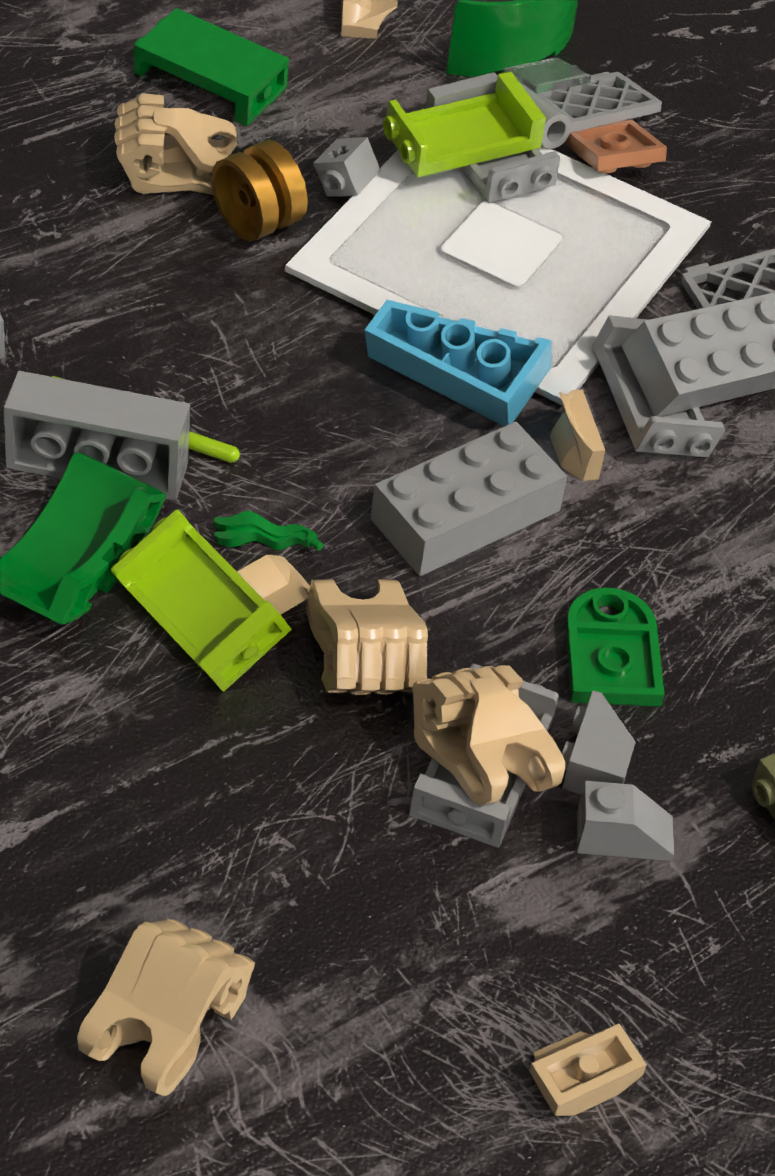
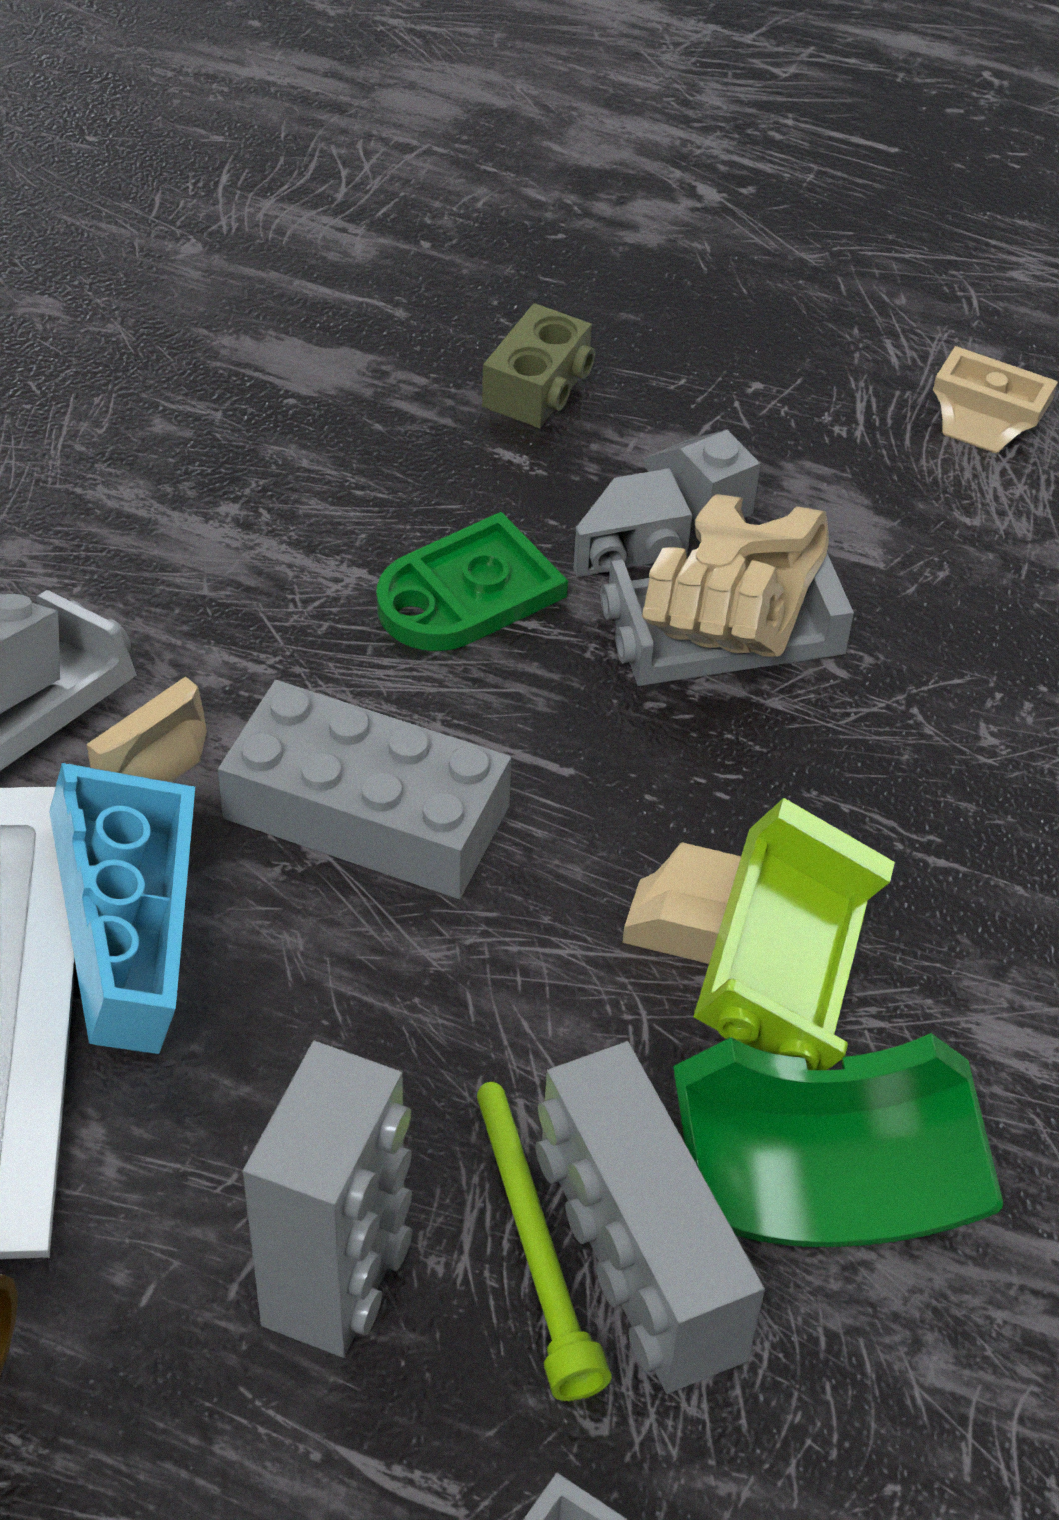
camera: 120 degrees left, 0 degrees up
(190, 295) = (329, 1198): none -> light grey brick
(252, 527) = (602, 993): green hair -> none
(368, 642) = (681, 755): tan piece -> none

